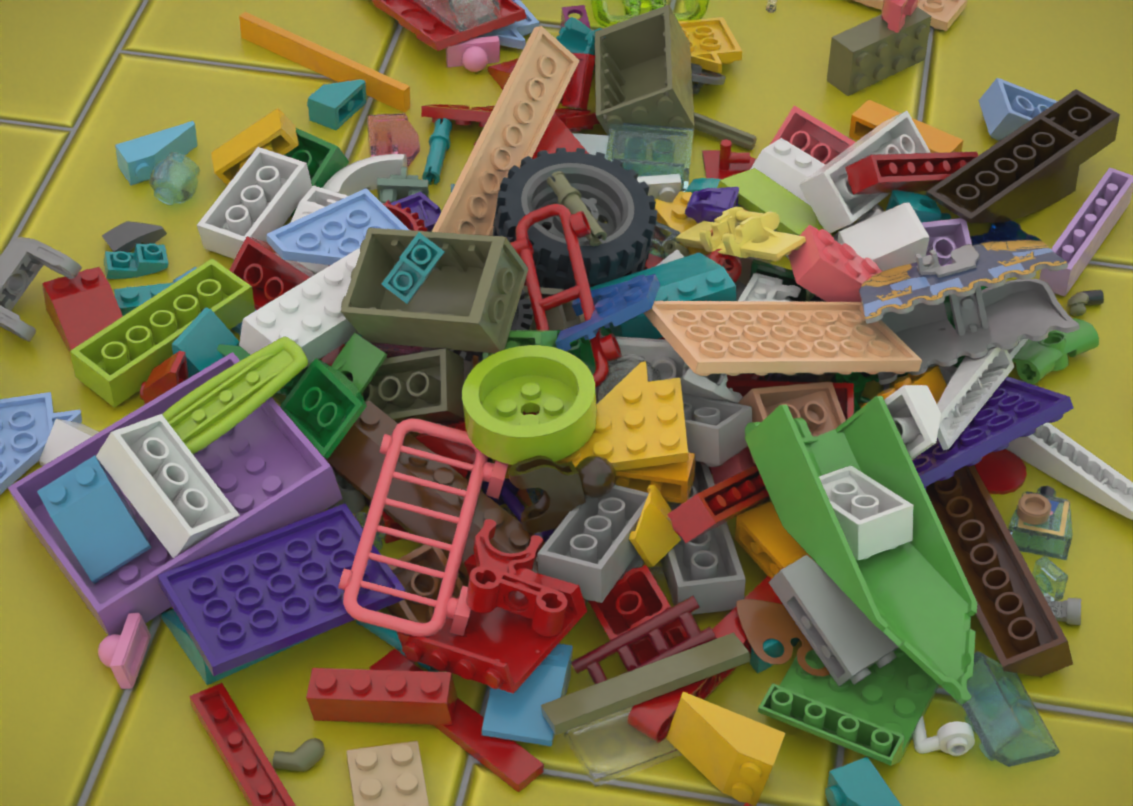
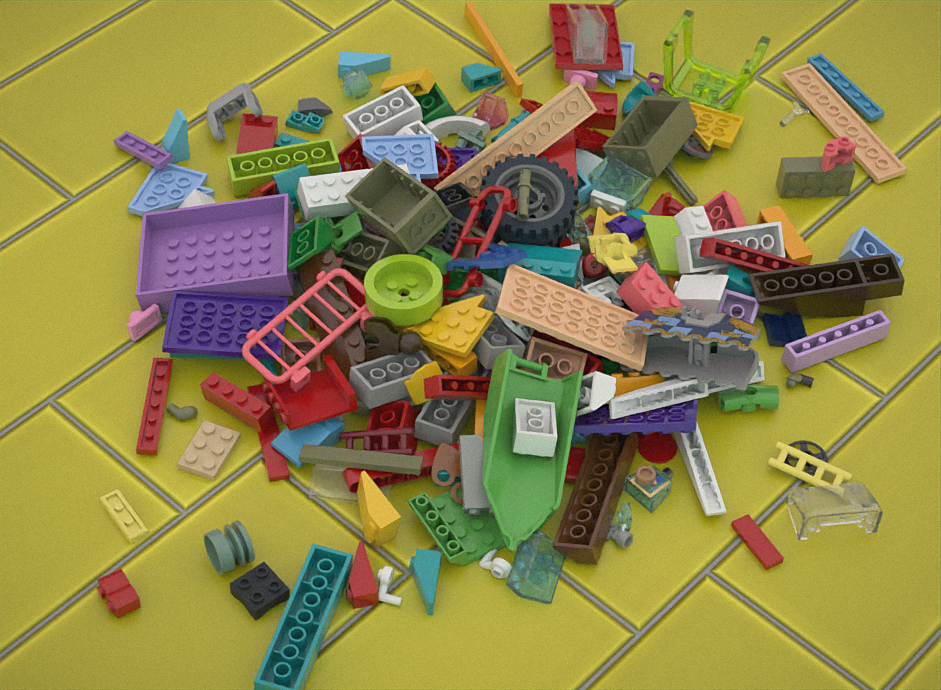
camera: 30 degrees right, 5 degrees up
(94, 519) = (168, 247): dark azure slope -> none
(165, 484) = (206, 245): white slope -> none
(234, 393) = (255, 218): lime piece -> none
(413, 268) = (389, 189): teal slope -> none
(509, 583) = (324, 374): red piece -> none
(579, 86) = (617, 118): red tile -> none

